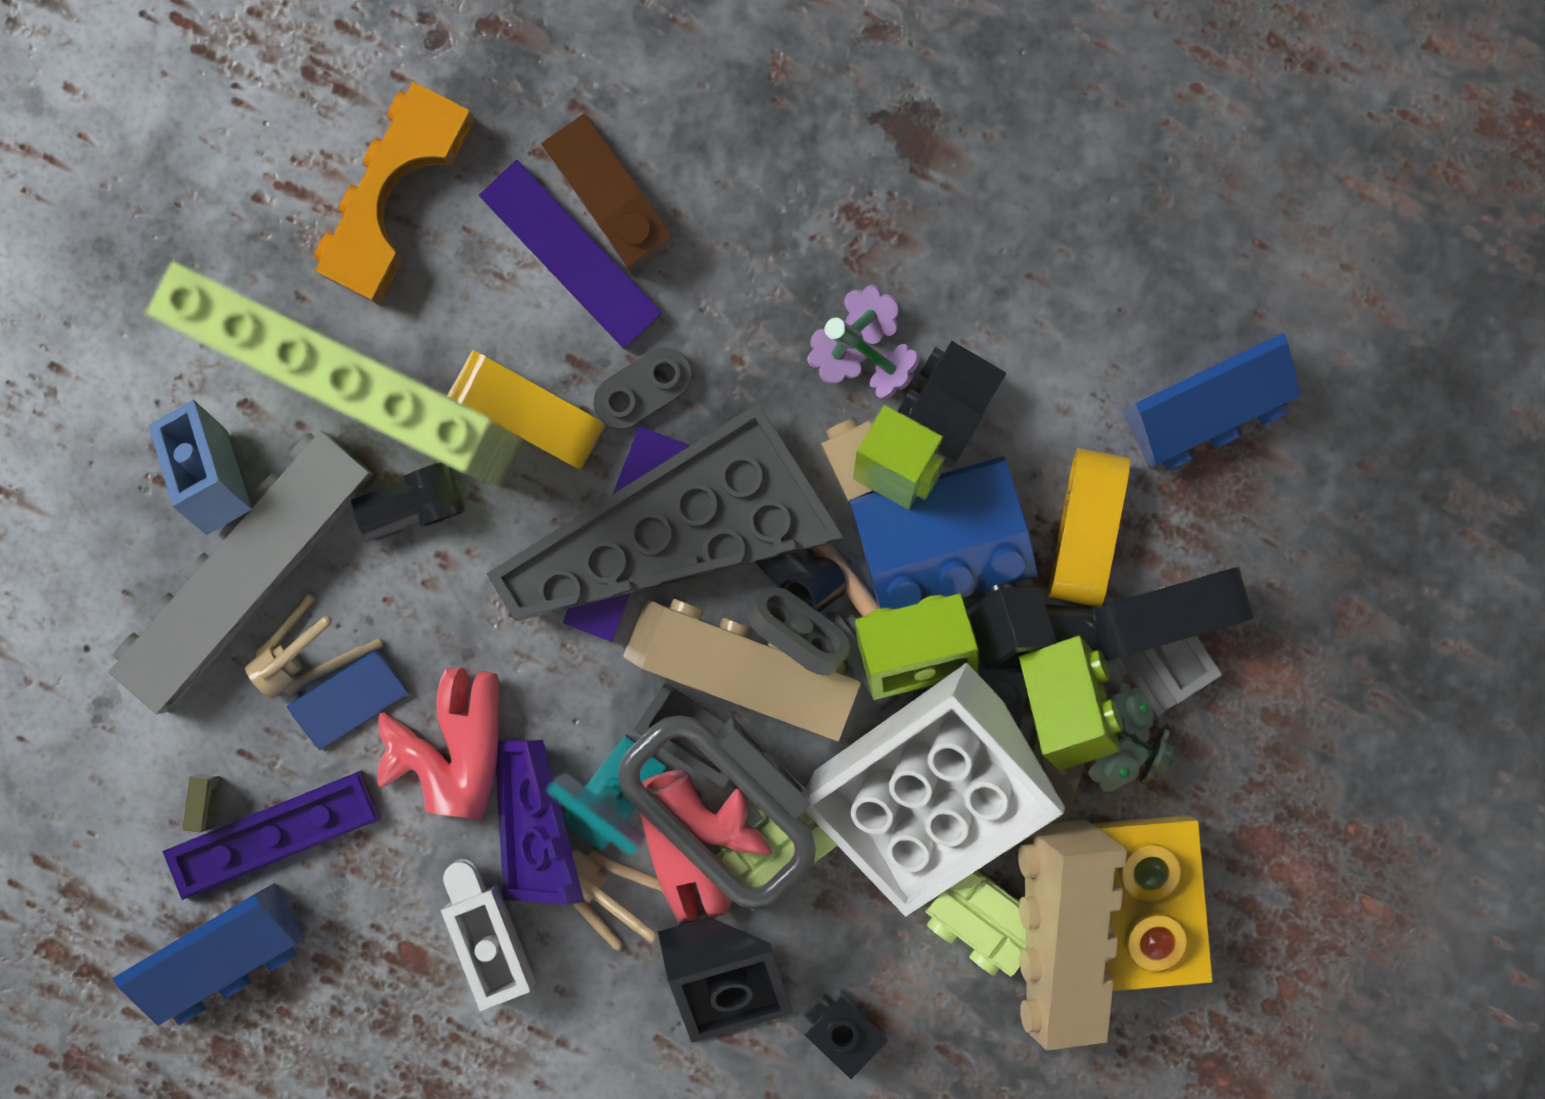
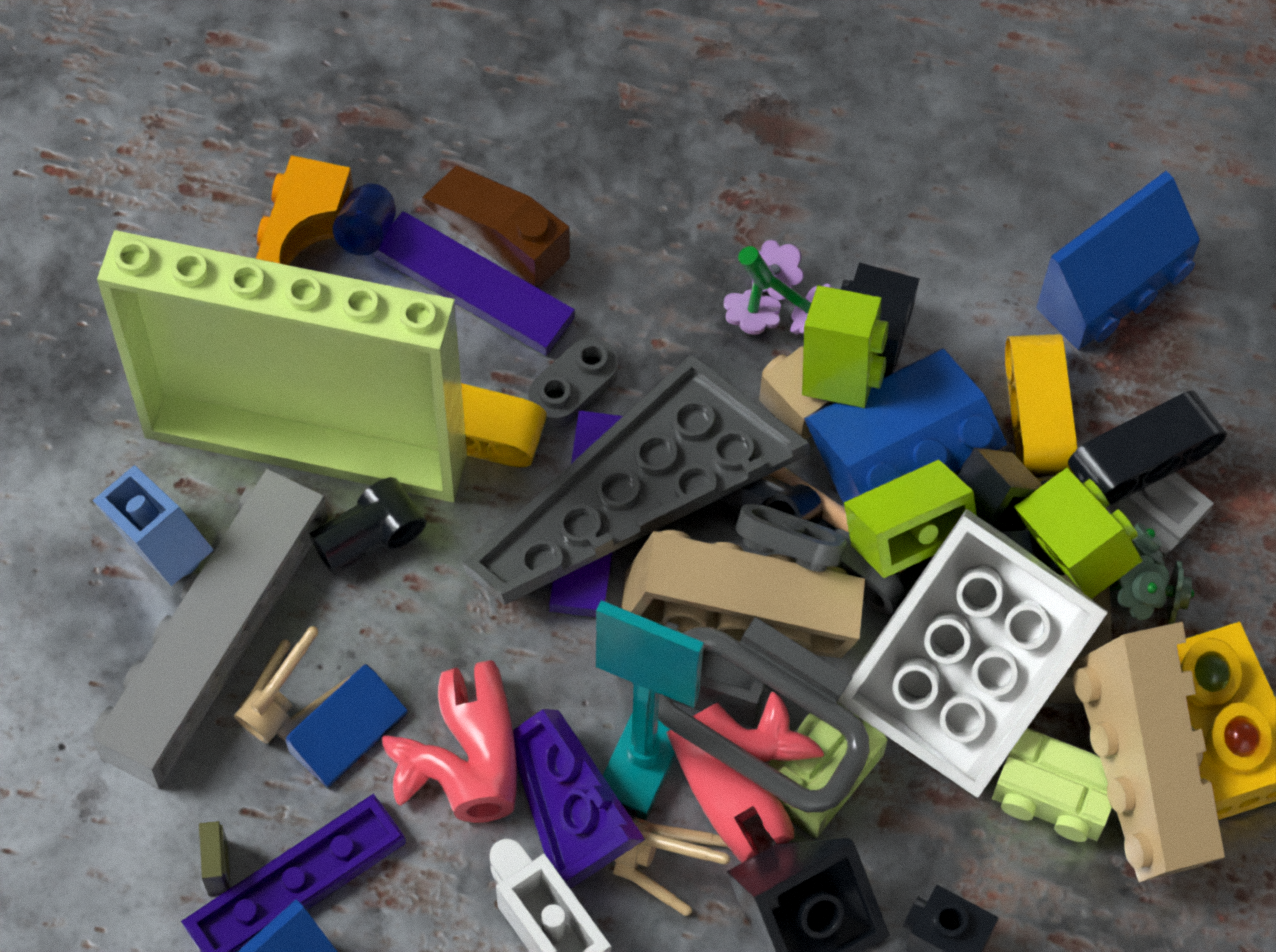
camera: 20 degrees left, 25 degrees down
(474, 166) = (364, 219): none -> clear blue brick

